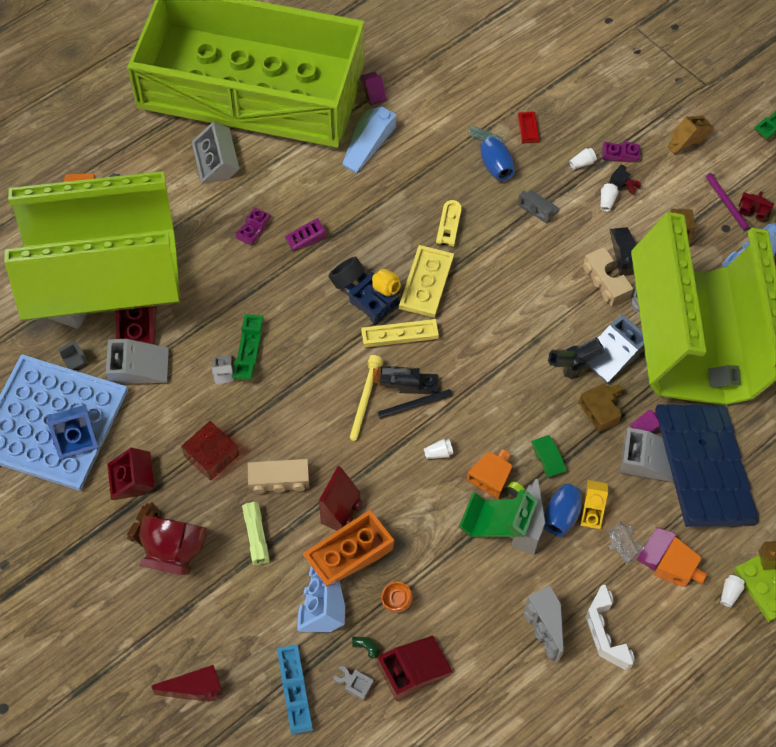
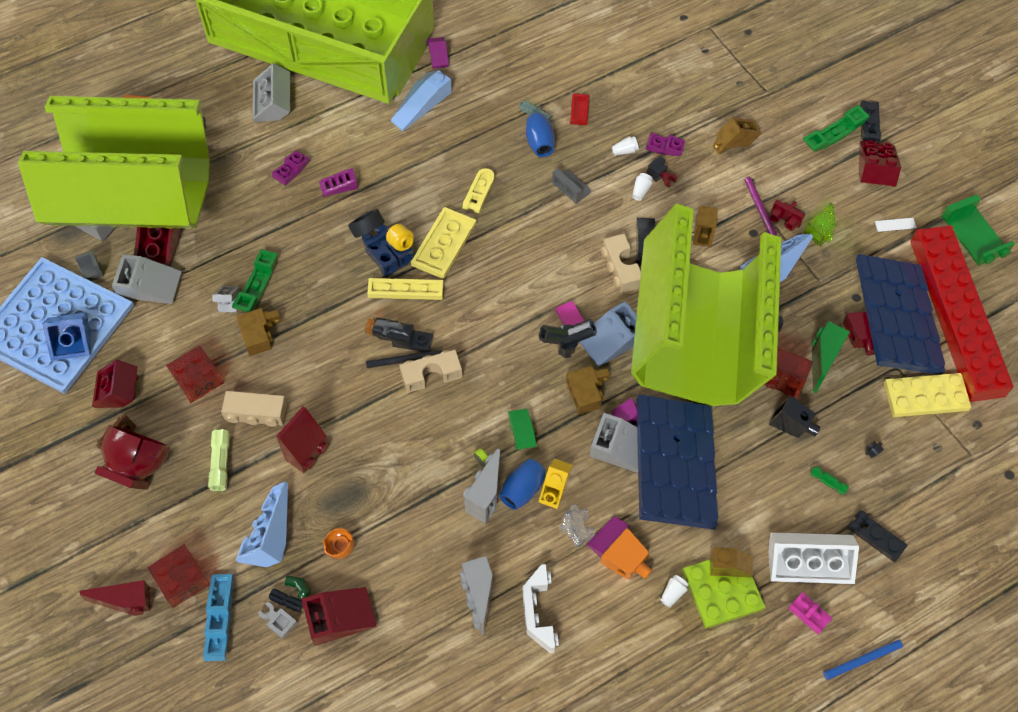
camera: 10 degrees right, 0 degrees up
(245, 654) = (178, 576): none -> clear red brick
(259, 397) = (255, 329): none -> pearl gold hinge
(350, 549) = (302, 489): orange slope -> none
(352, 660) = (289, 601): none -> black piece
(373, 362) = (372, 312): light yellow piece -> none
(440, 449) = (417, 406): white cone -> none
(458, 403) = (445, 364): none -> tan arch
(491, 473) = (461, 437): orange torso -> none
(498, 517) = (453, 480): green panel -> none
(567, 336) = (569, 314): none -> dark pink tile
(724, 376) = (714, 376): dark grey panel -> none

